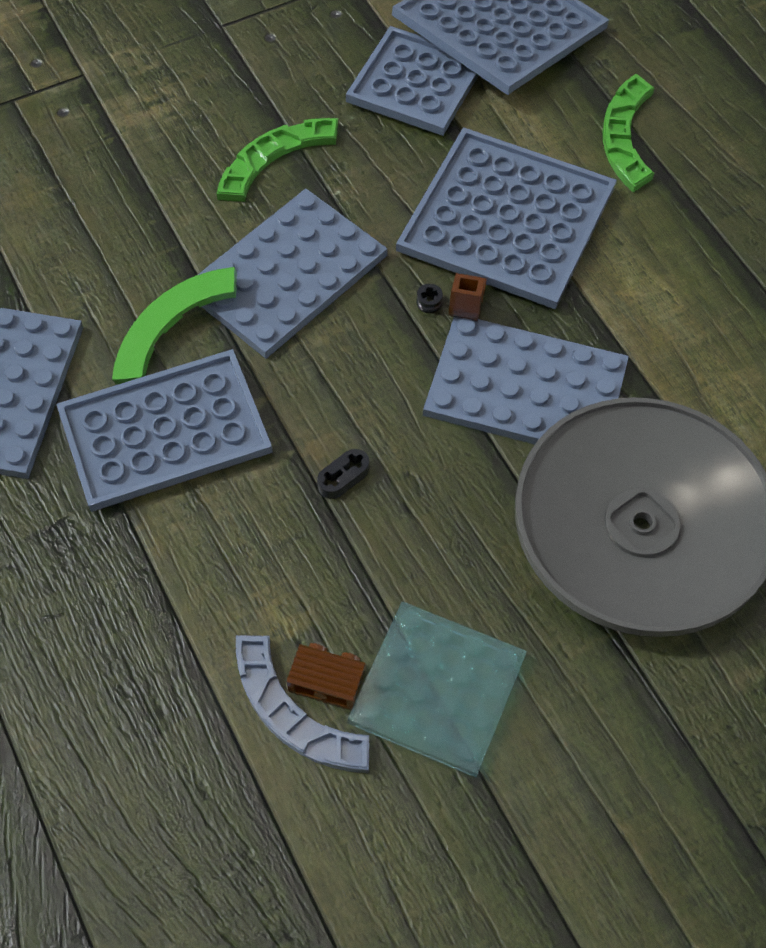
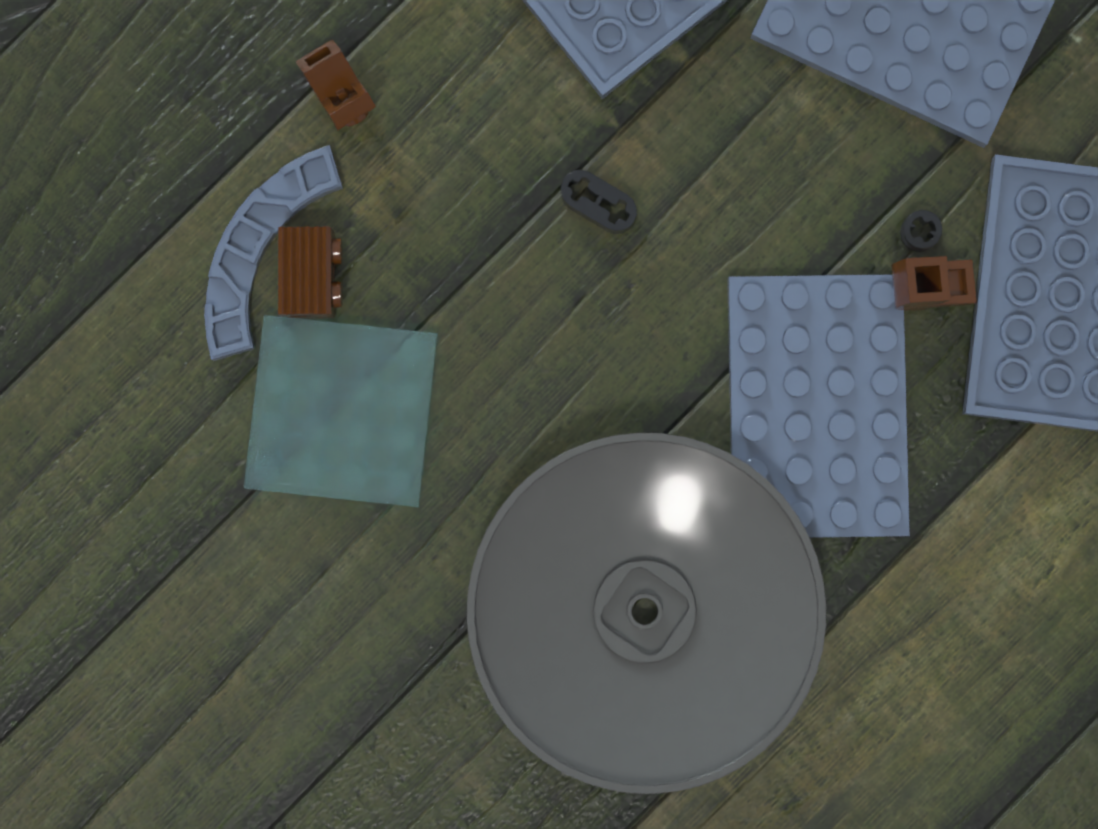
camera: 75 degrees right, 25 degrees up
(196, 615) = (336, 85): none -> reddish brown brick

